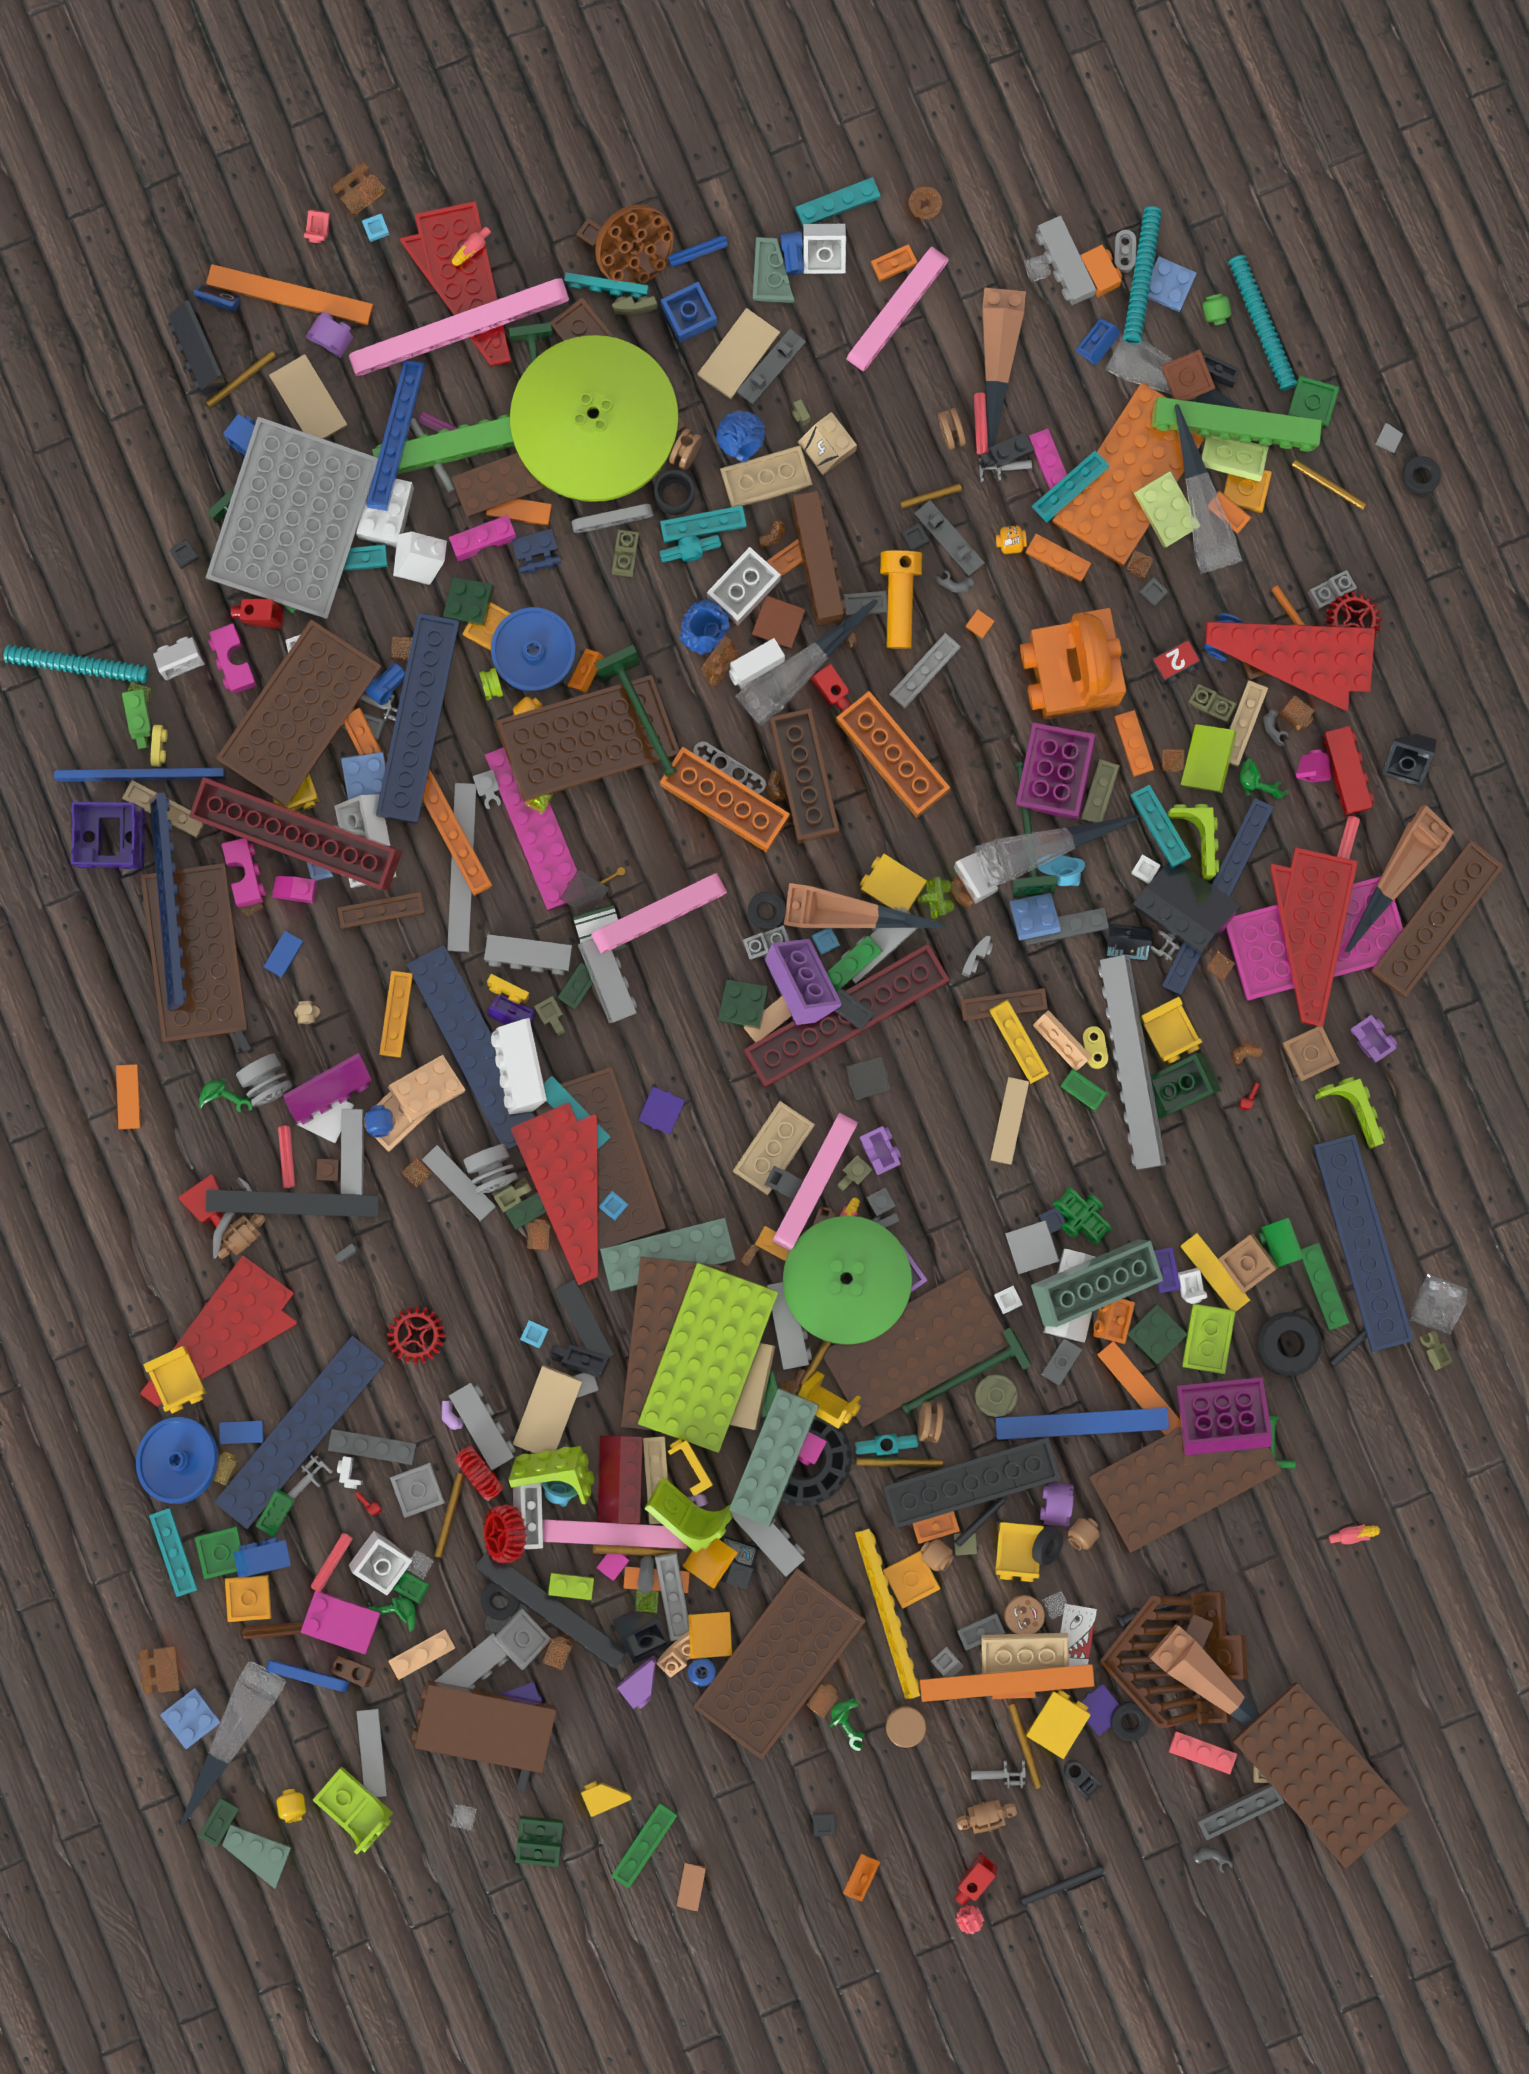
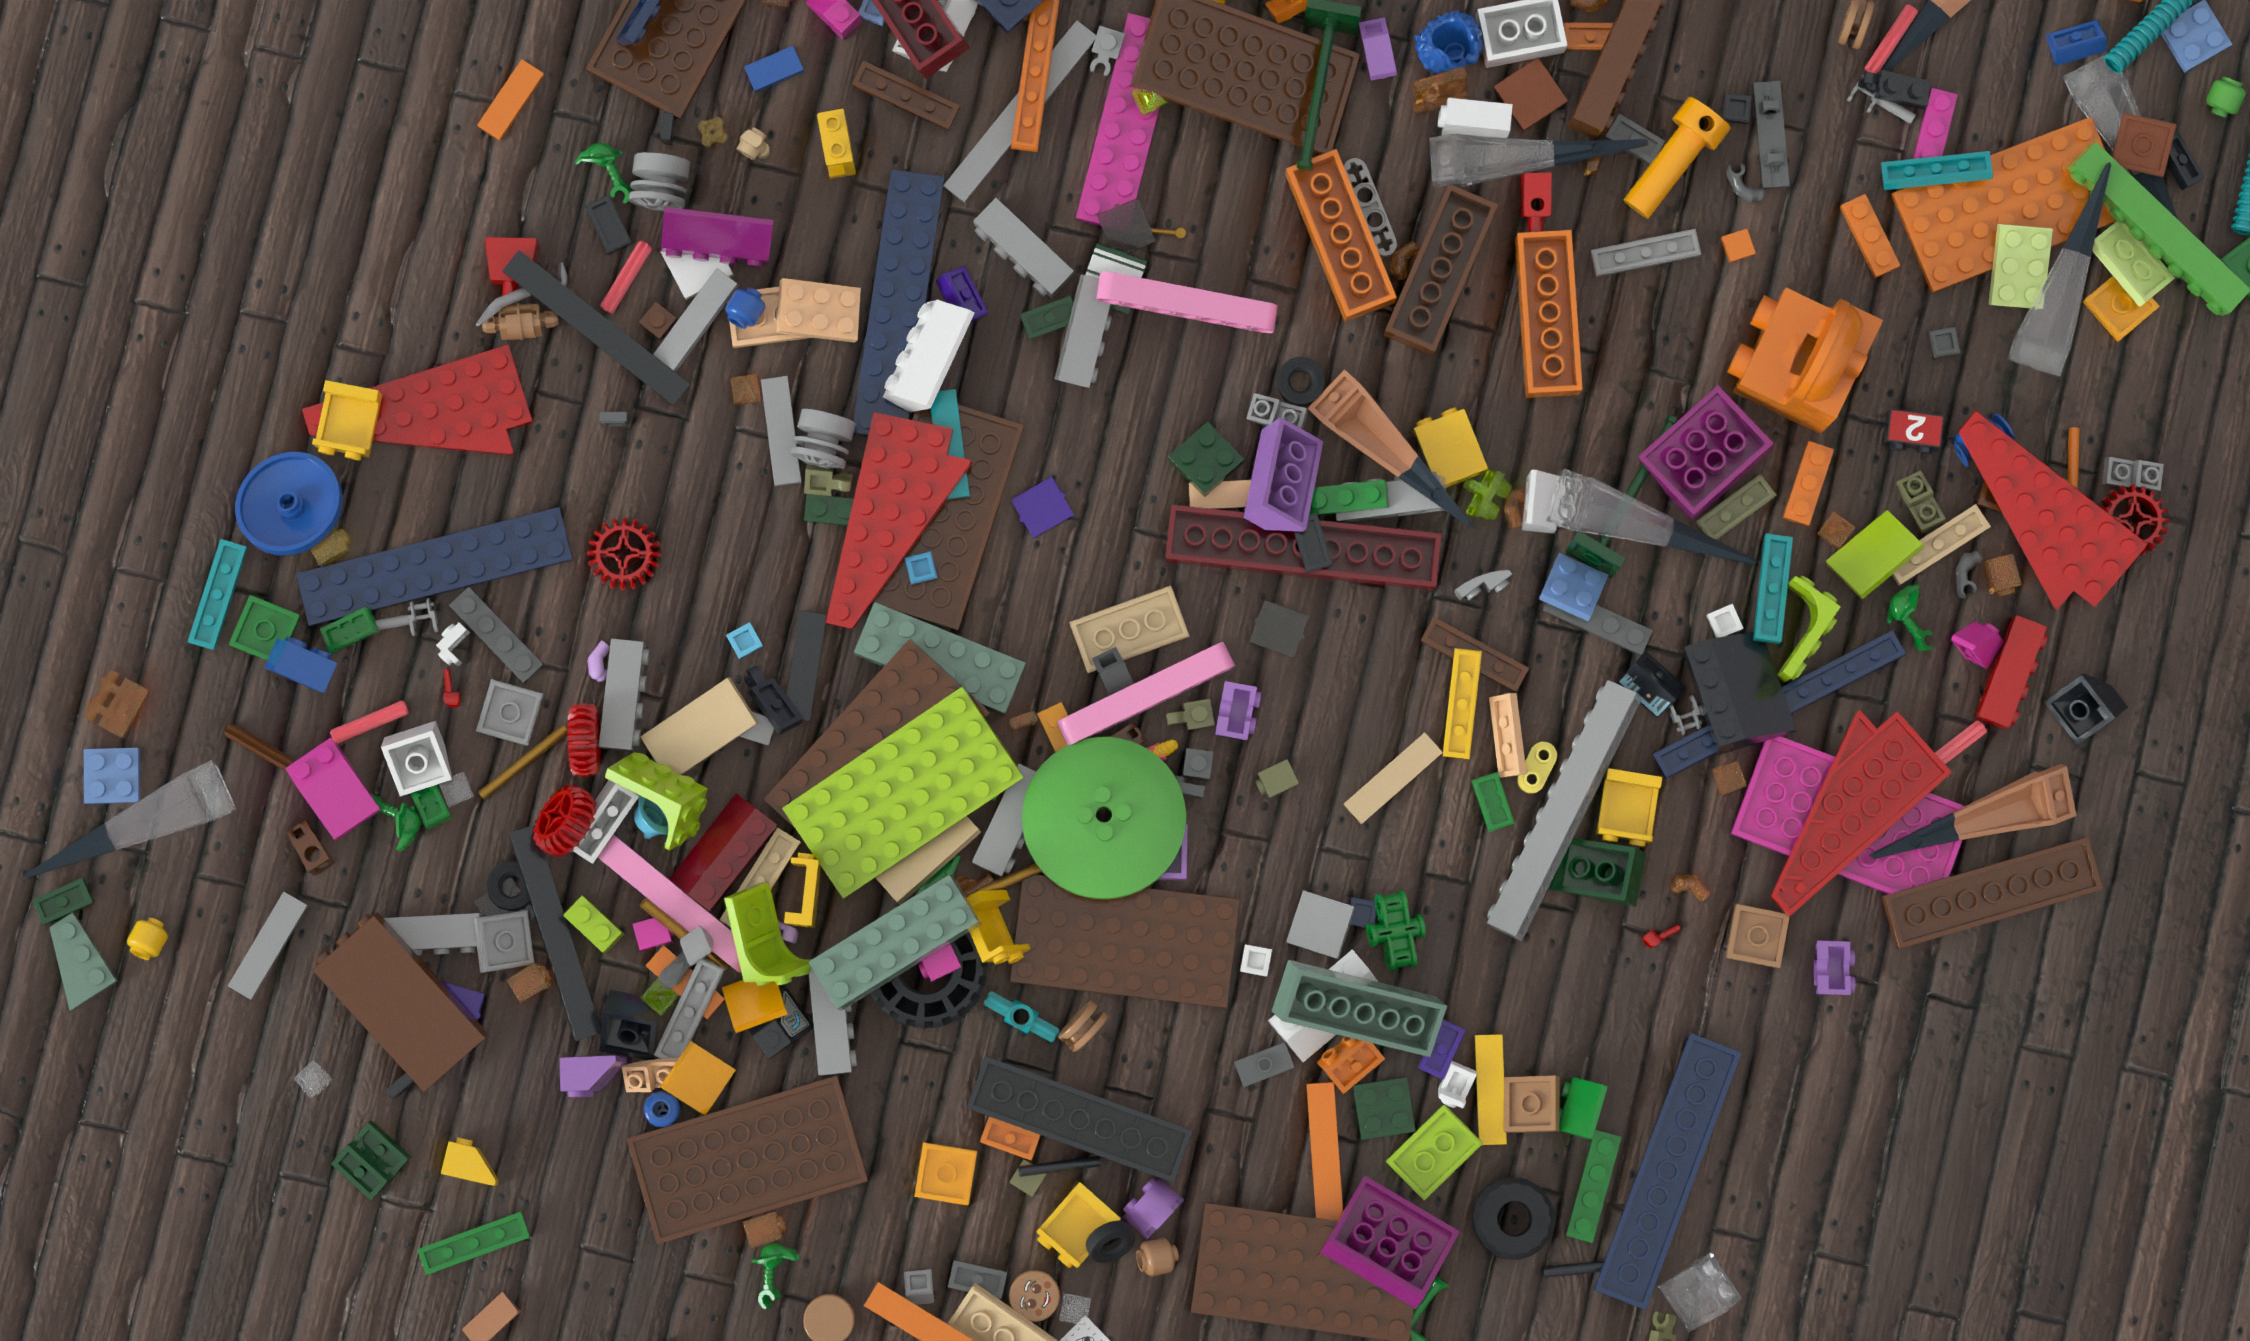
camera: 35 degrees right, 0 degrees up
(241, 1432) = (375, 523): blue tile -> none
(248, 1598) = (258, 697): light orange tile -> none
(250, 1131) = (608, 224): none -> black tile
(267, 1023) = (705, 128): none -> clear yellow plate
(307, 1675) = (260, 819): blue beam -> none
(354, 1809) = (208, 988): lime bracket -> none
(360, 973) = (836, 143): none -> yellow panel
(396, 1014) = (843, 212): light orange plate -> none
(422, 1654) = (392, 882): light nougat plate -> none
(500, 986) = (979, 278): yellow plate -> none
(538, 1235) = (823, 543): clear orange brick -> none
(549, 1013) = (1001, 325): olive plate -> none
(647, 1551) = (696, 945): none -> light grey slope
(660, 663) = (1377, 49): none -> medium lavender slope
(825, 940) = (1338, 456): dark azure tile -> none
(890, 1621) = (892, 1200): yellow plate -> none
(899, 1462) = (1021, 1045): pearl gold bar -> none
(930, 496) = (1783, 77): pearl gold bar -> none
(937, 1175) = (1276, 779): none -> olive brick
(937, 1555) = (990, 1168): medium nougat head -> none
(996, 1395) = (1171, 1050): olive tile -> none
(1011, 539) = (1834, 181): light orange head -> none
(1013, 1349) = (1224, 1015): dark green tile -> none
(1065, 868) = (1640, 561): medium azure piece -> none
(1082, 1423) = (1239, 1143): blue tile -> none
(1139, 564) = (1950, 303): clear orange tile -> none
(1235, 515) = (2087, 323): orange tile -> none
(1329, 484) = (2210, 362): pearl gold bar -> none
(1358, 1096) = (1774, 1015): lime bracket -> none

